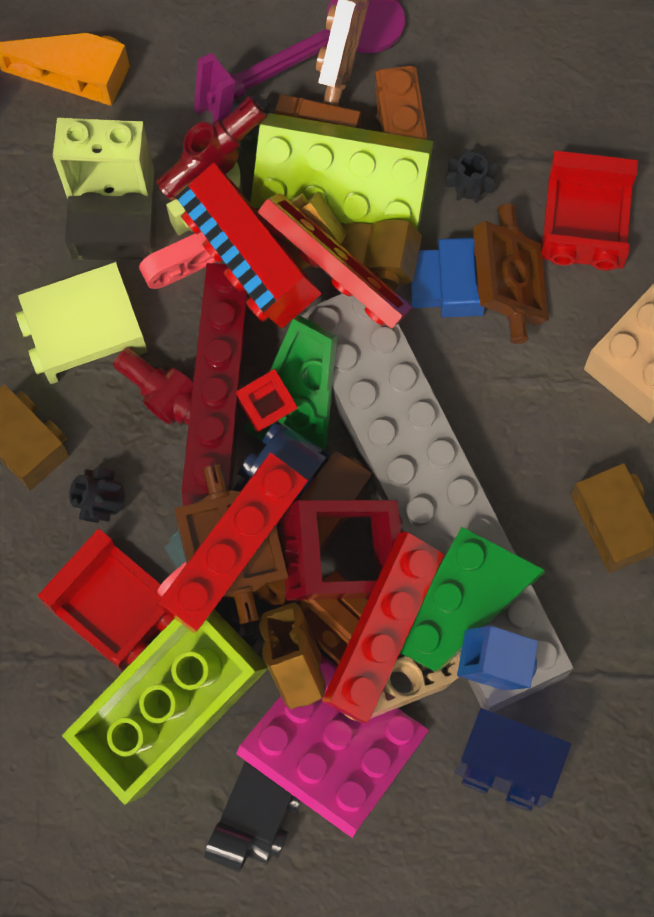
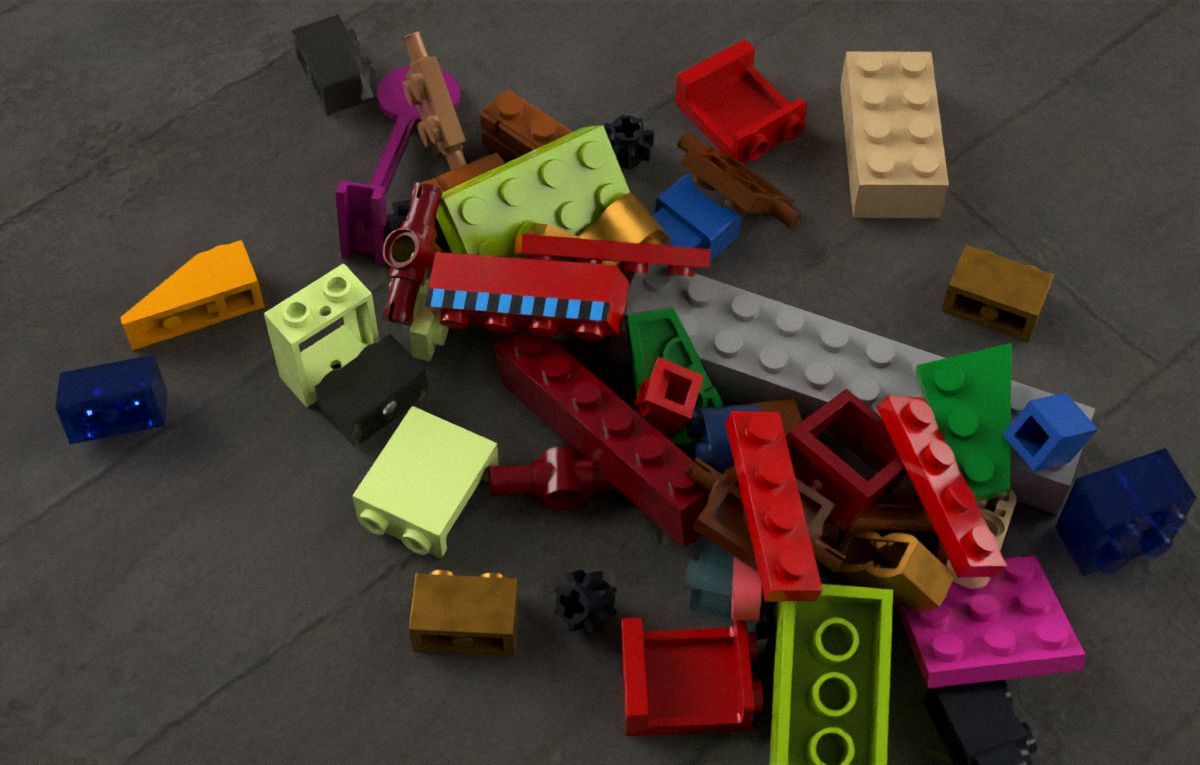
camera: 45 degrees left, 15 degrees down
(175, 261) = (460, 368): coral beam -> none

